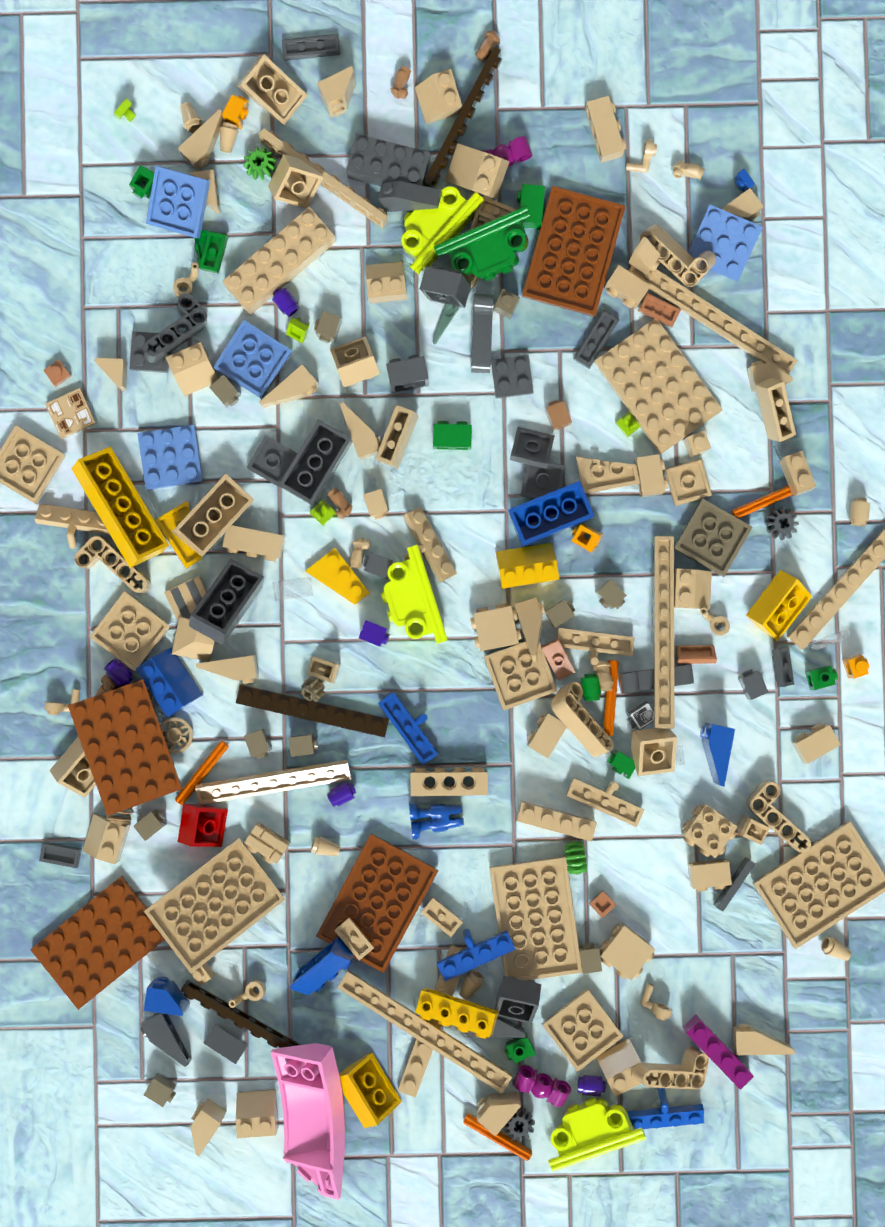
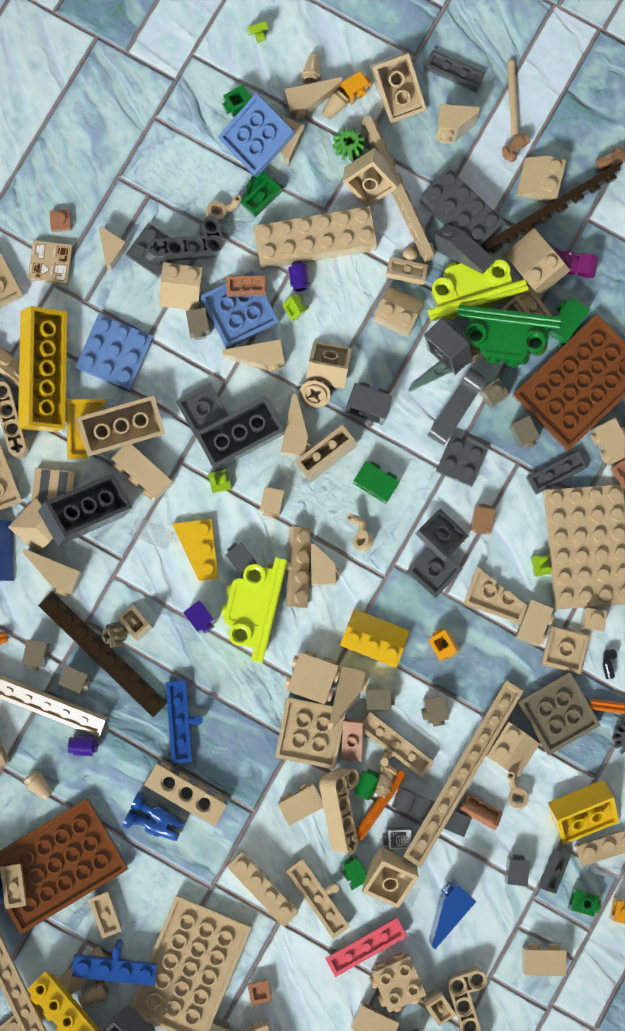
camera: 20 degrees right, 5 degrees down
(246, 335) = (246, 285): none -> nougat plate
(327, 327) = (323, 320): dark tan brick -> none
(339, 500) = (241, 480): medium nougat arm -> none
(357, 554) = (230, 535): tan arm -> none
(360, 398) = (313, 400): none -> tan gear
(371, 241) = (407, 269): none -> tan plate
(373, 40) = (512, 98): none -> tan piece
(450, 533) = (322, 568): none -> tan slope
(470, 490) = (363, 540): none -> tan plate
(550, 322) = (524, 433): none -> dark tan brick
(550, 514) = (423, 604): blue slope -> none
(575, 857) = (260, 933): bright green gear -> none
(666, 817) = (366, 947): none -> coral plate
(729, 473) = (608, 656): none -> black arm

